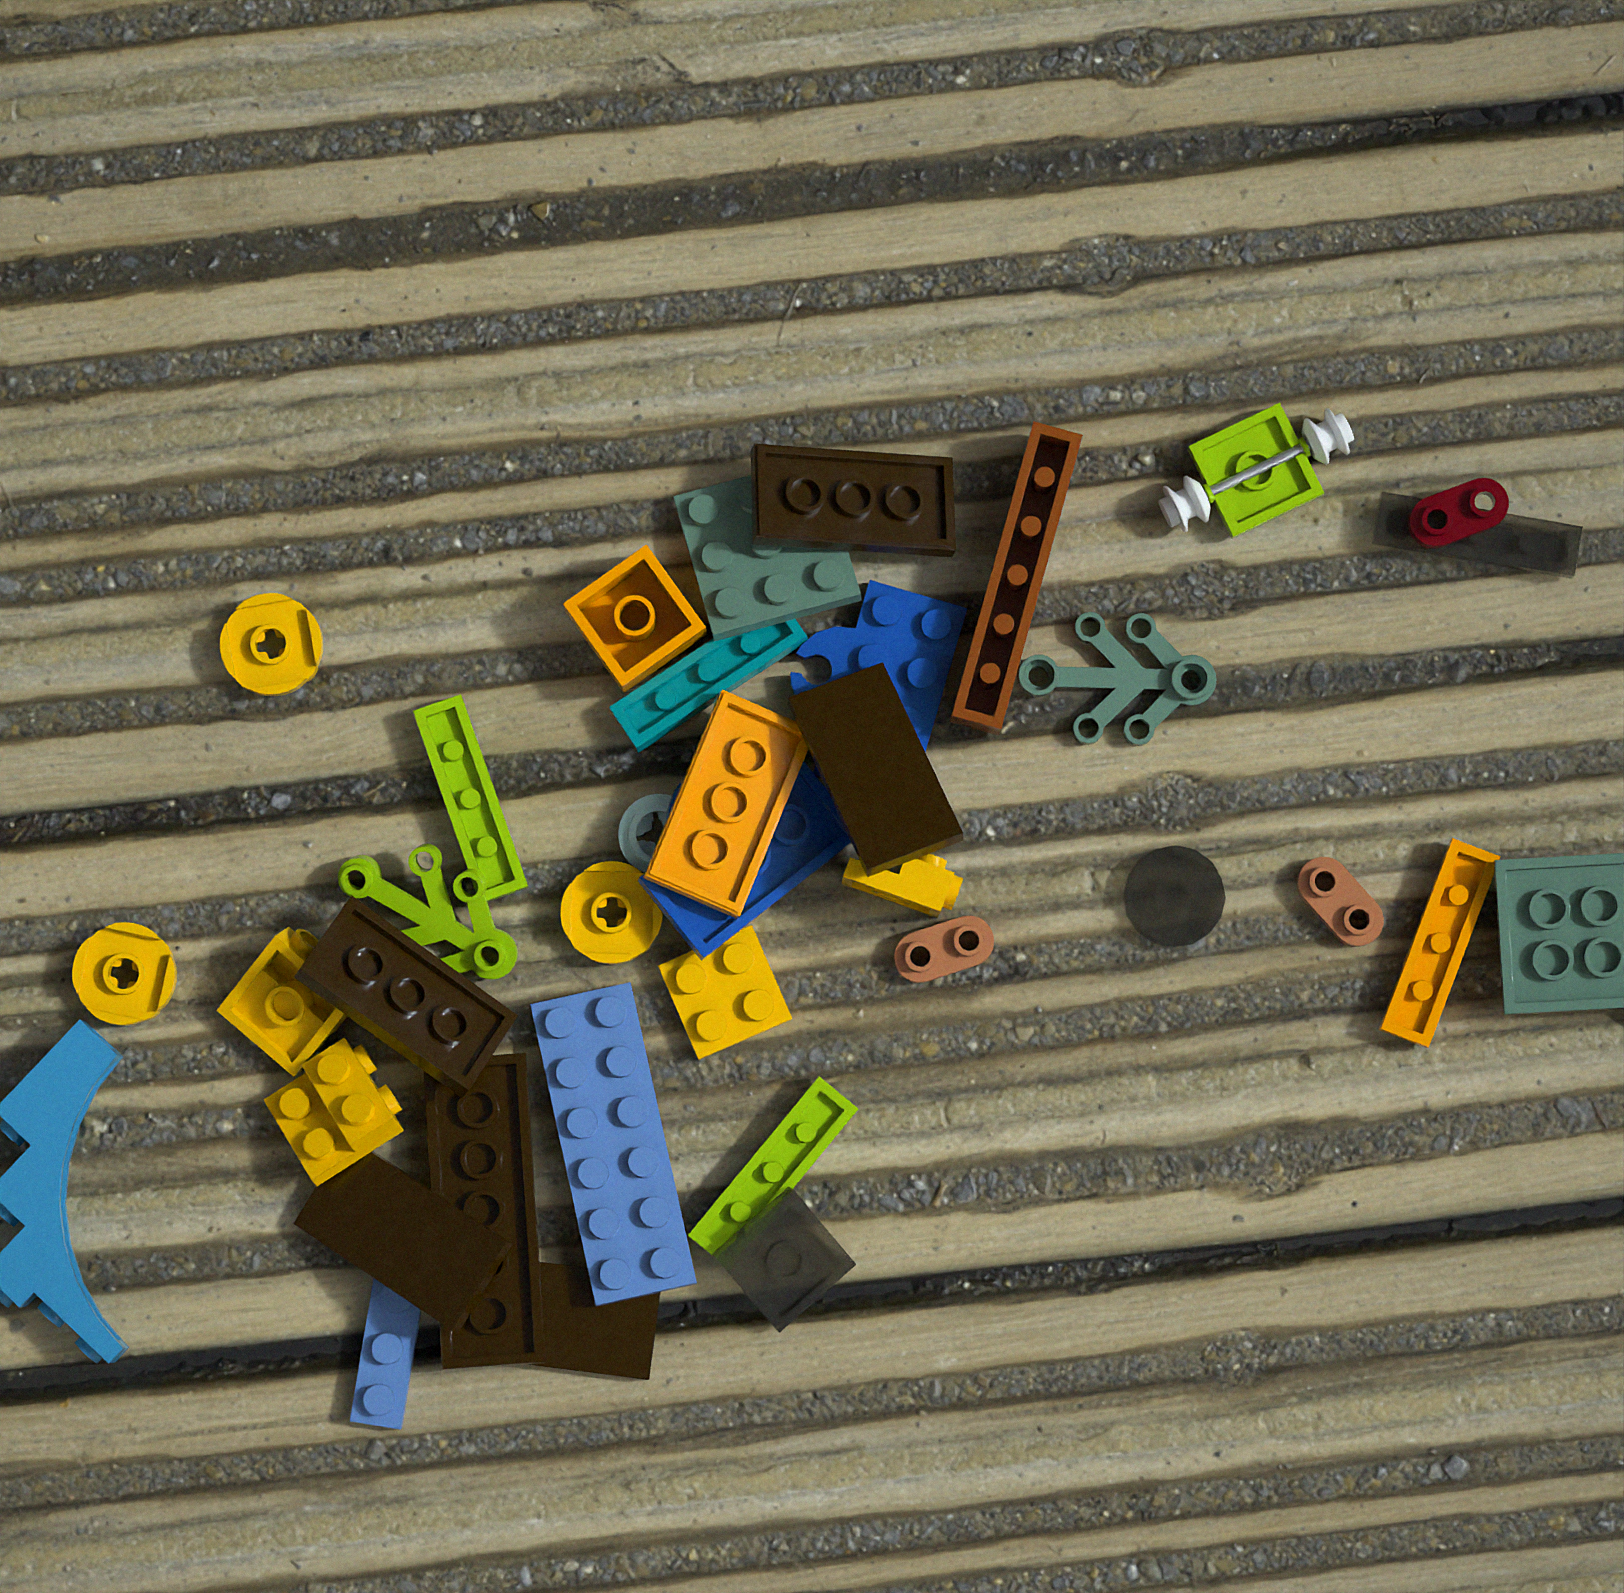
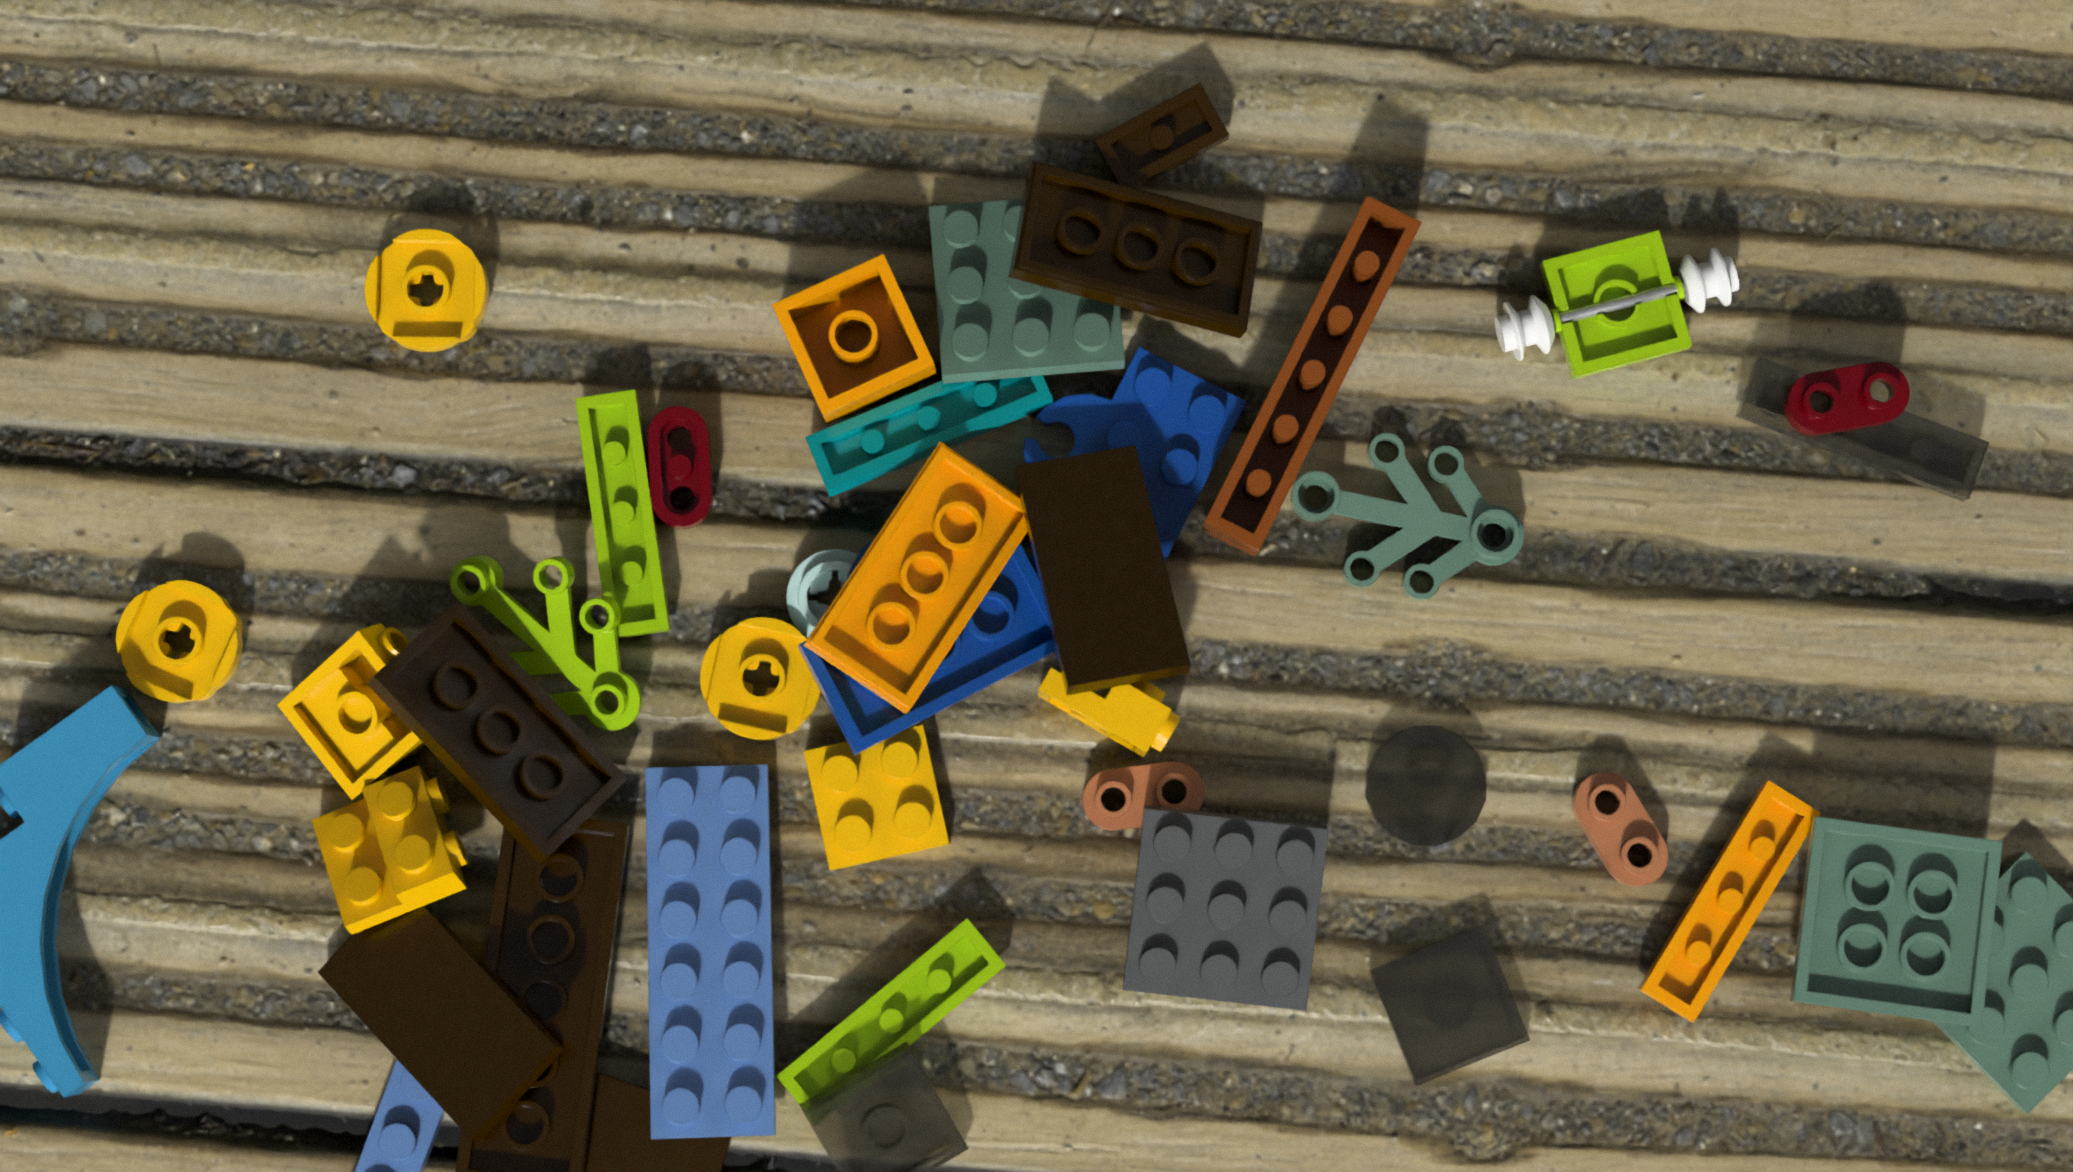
camera: 15 degrees right, 0 degrees up
(510, 752) = (680, 469): none -> dark red plate
(855, 403) = (1162, 138): none -> dark brown plate
(1028, 1027) = (1225, 907): none -> dark grey plate
(1227, 1072) = (1449, 1005): none -> clear smoke tile

